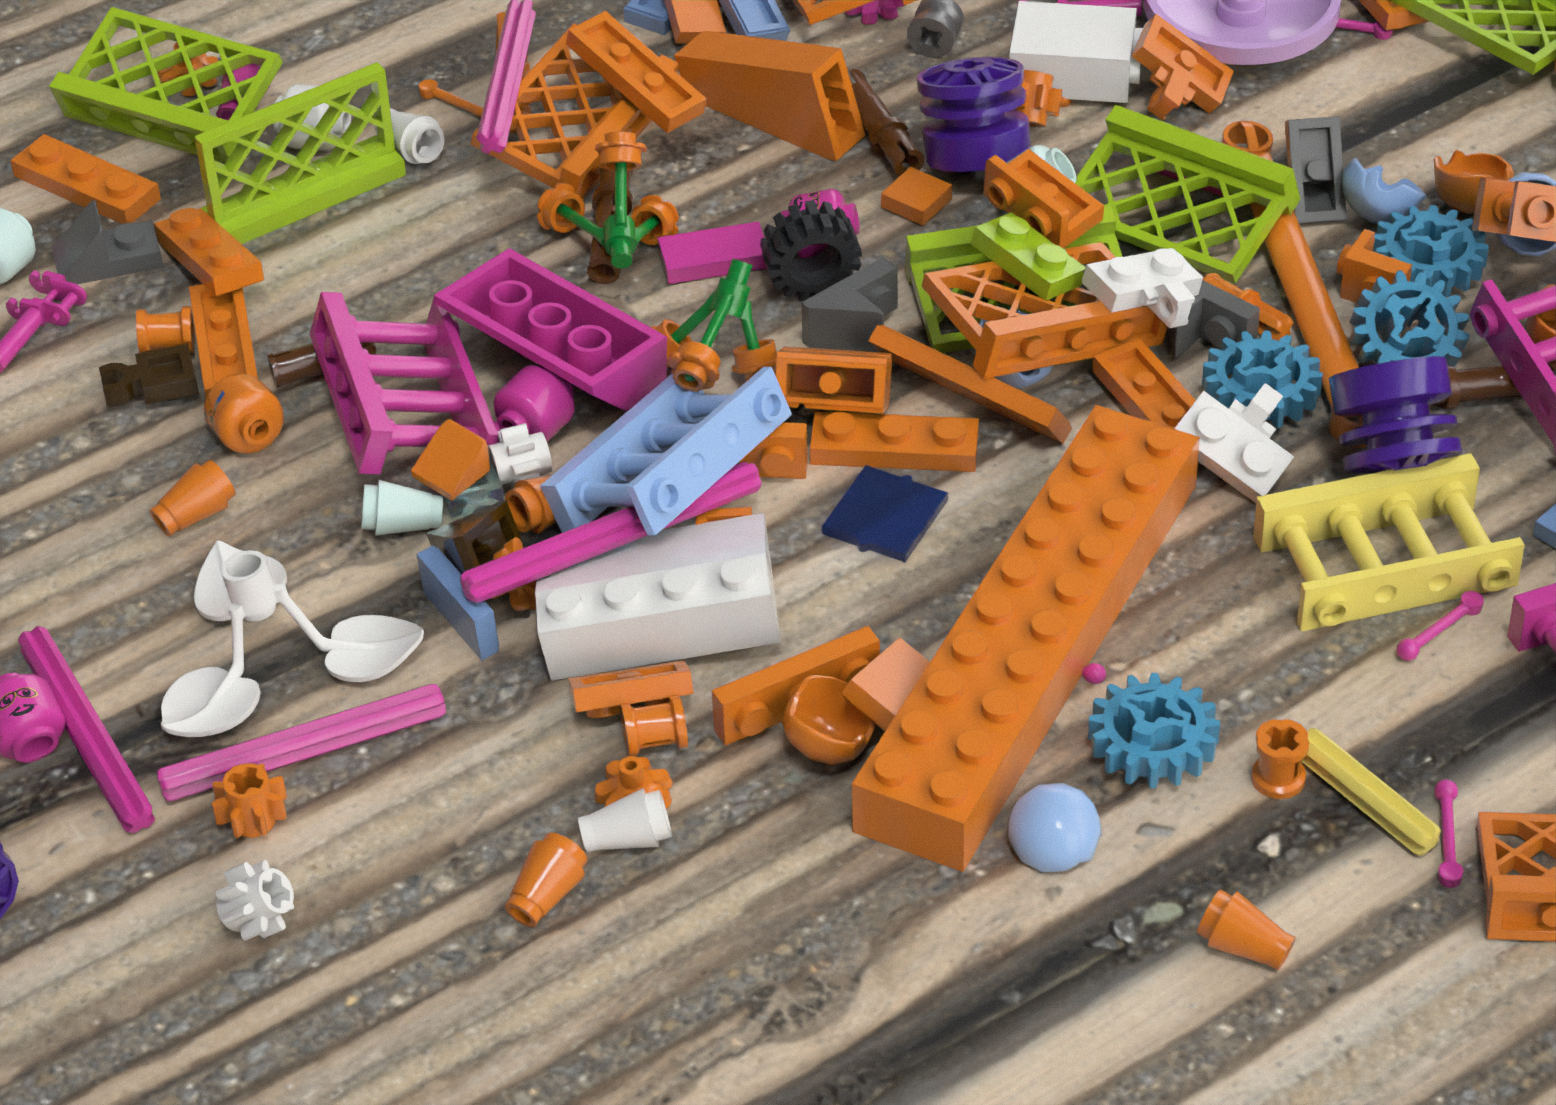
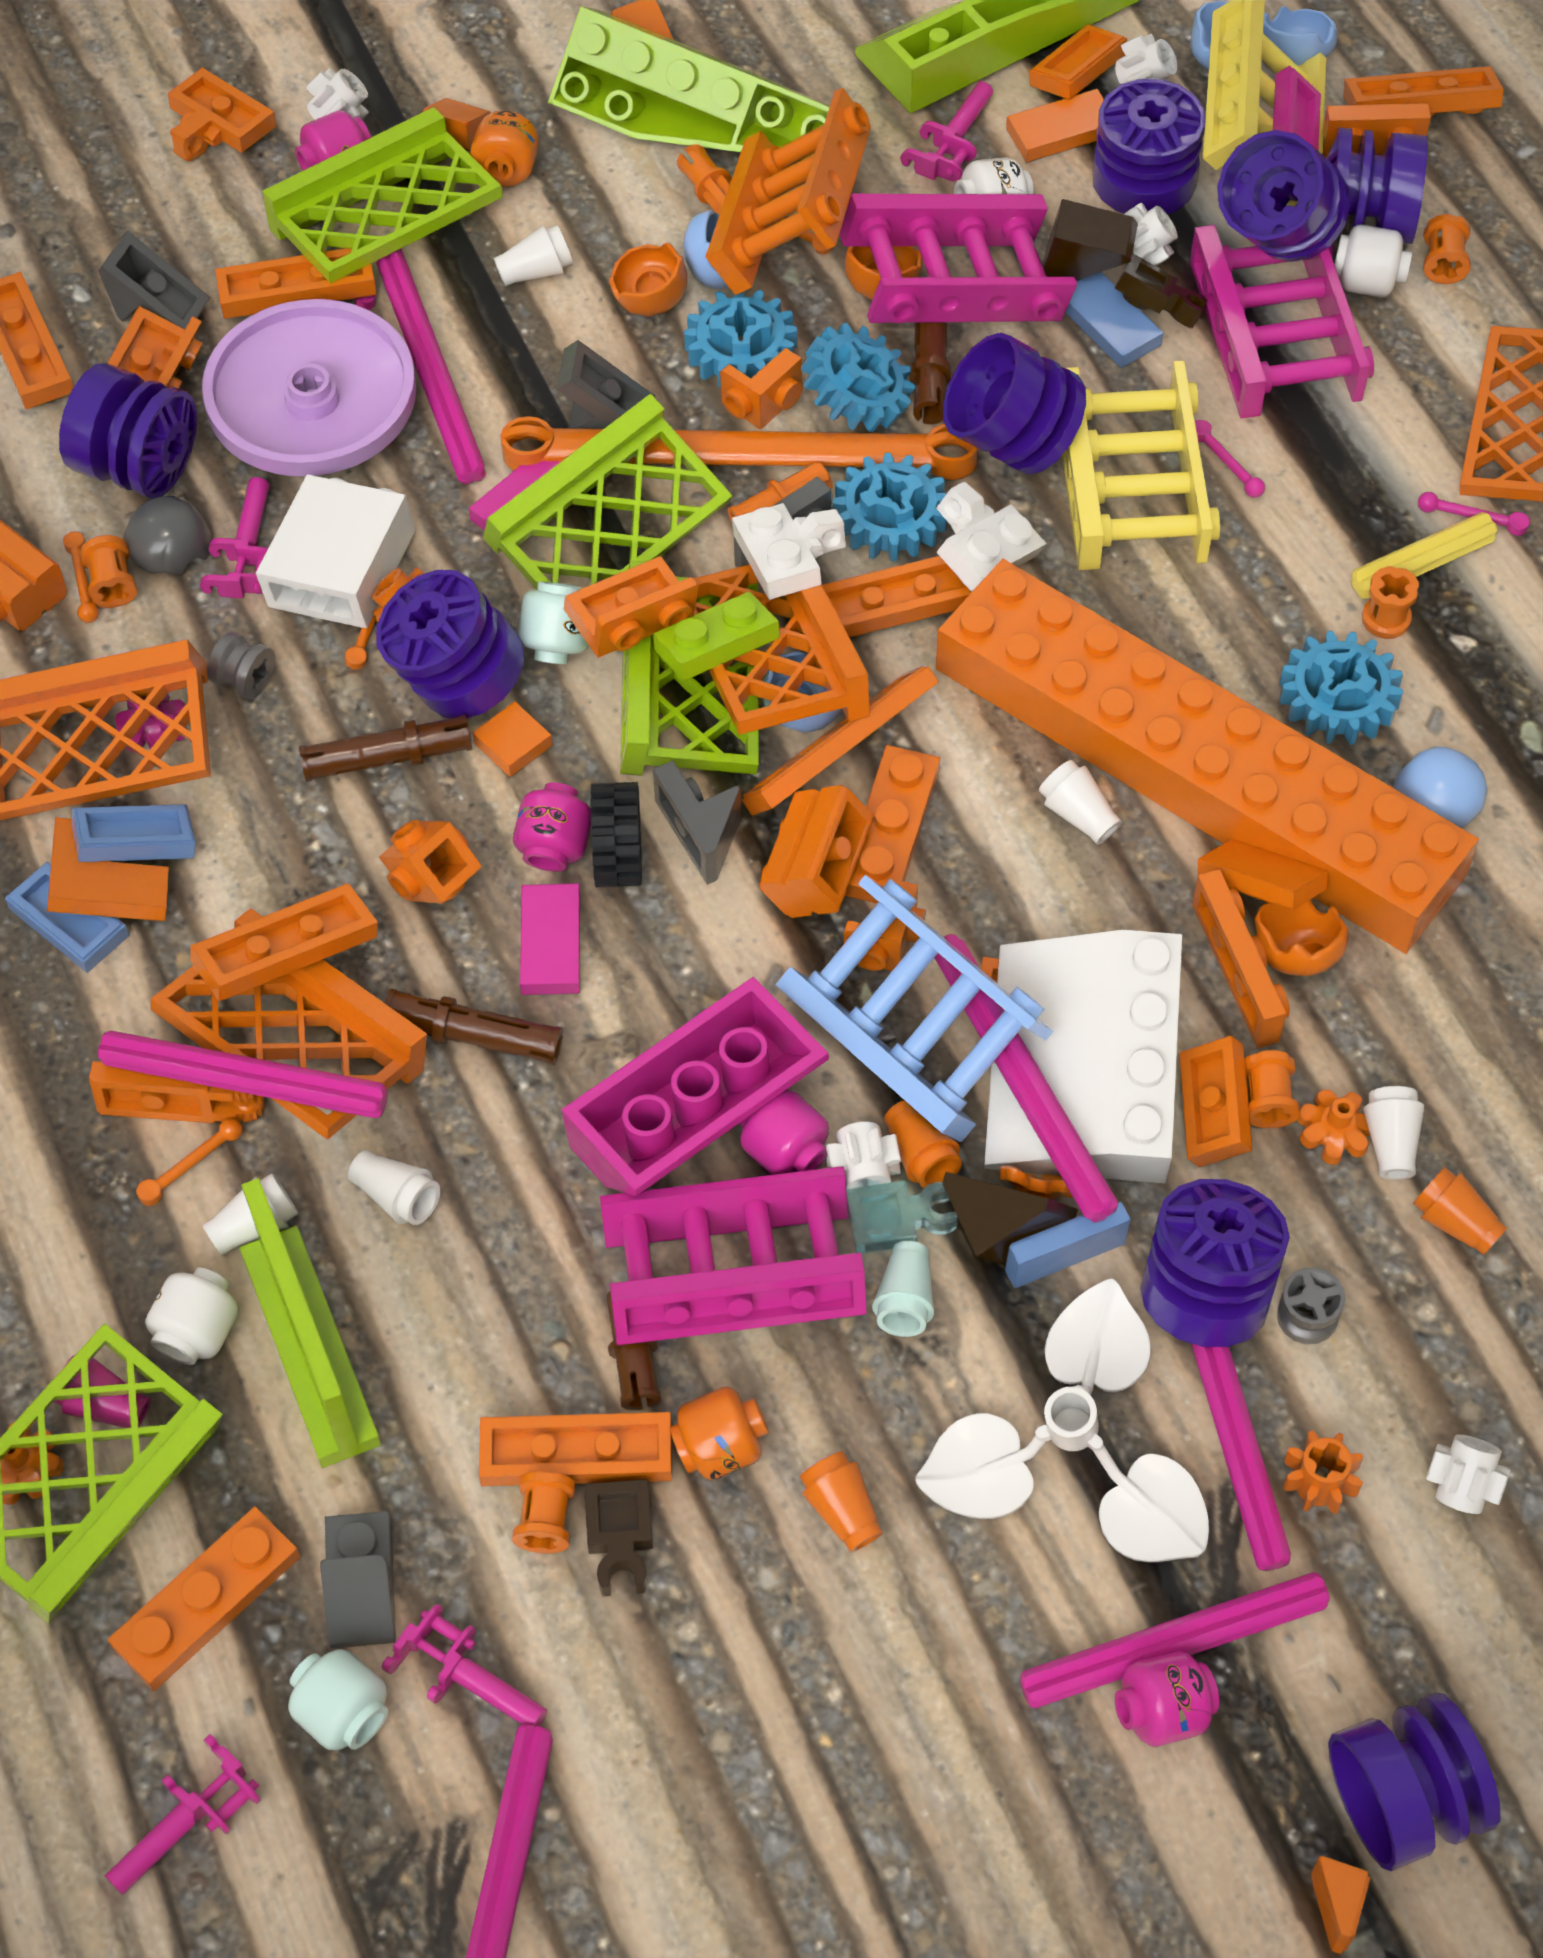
camera: 80 degrees left, 15 degrees up
(208, 251) = (417, 1450): orange plate -> none
(423, 779) = (1317, 1292): none -> flat silver wheel
(434, 677) = (1214, 1262): none -> dark purple wheel
(444, 206) = (398, 1188): none -> white cone
(452, 460) = (874, 1217): orange slope -> none
(620, 233) = (493, 987): plant -> none
(695, 363) = (749, 922): plant -> none
(757, 155) = (429, 861): none -> orange brick
(777, 87) = (308, 830): orange slope -> none
(885, 513) = (988, 853): clear blue piece -> none
(955, 552) = (1078, 799): none -> white cone
(1179, 69) = (413, 462): orange hinge -> none
(1317, 75) = (431, 368): none -> dark pink axle
(1373, 197) = (652, 351): light blue hair -> none
(1474, 111) = (534, 257): none -> white cone

